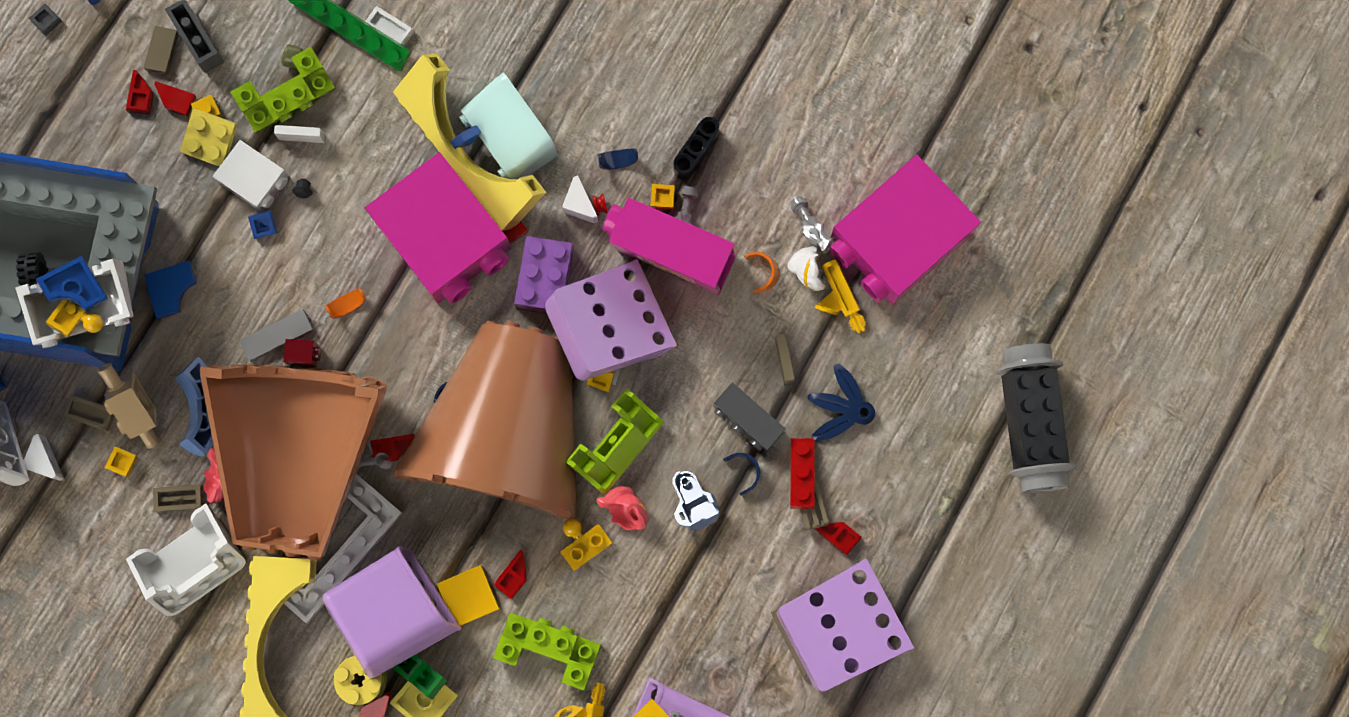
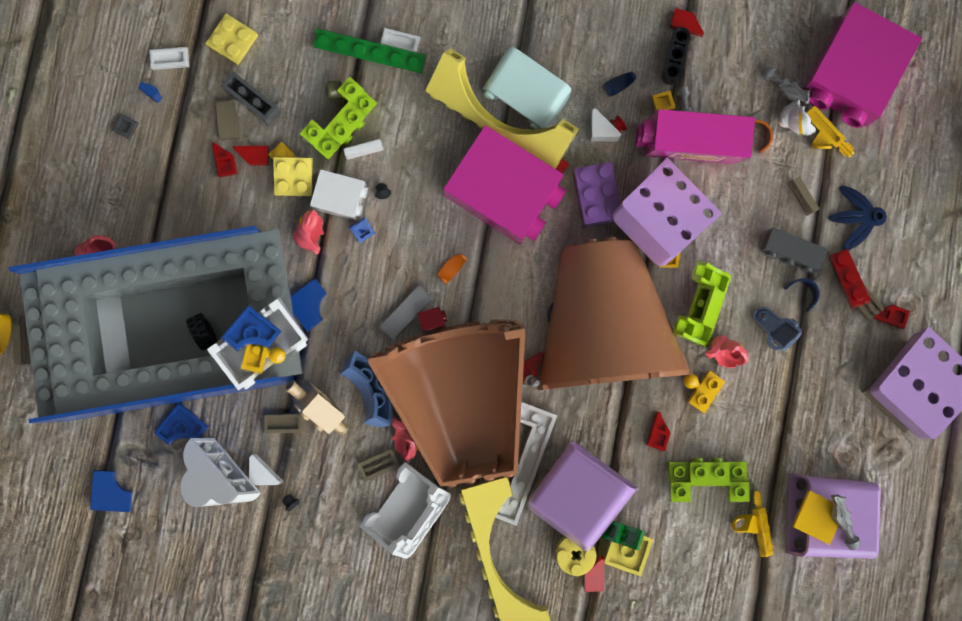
camera: 25 degrees left, 5 degrees up
(61, 505) = (290, 502): none -> black piece
(121, 462) = (324, 452): yellow plate -> none
(202, 205) = (309, 231): none -> coral hair
(466, 138) = (498, 107): blue tile -> none
(468, 595) = (631, 459): yellow tile -> none
(725, 114) = (687, 20): none -> red tile

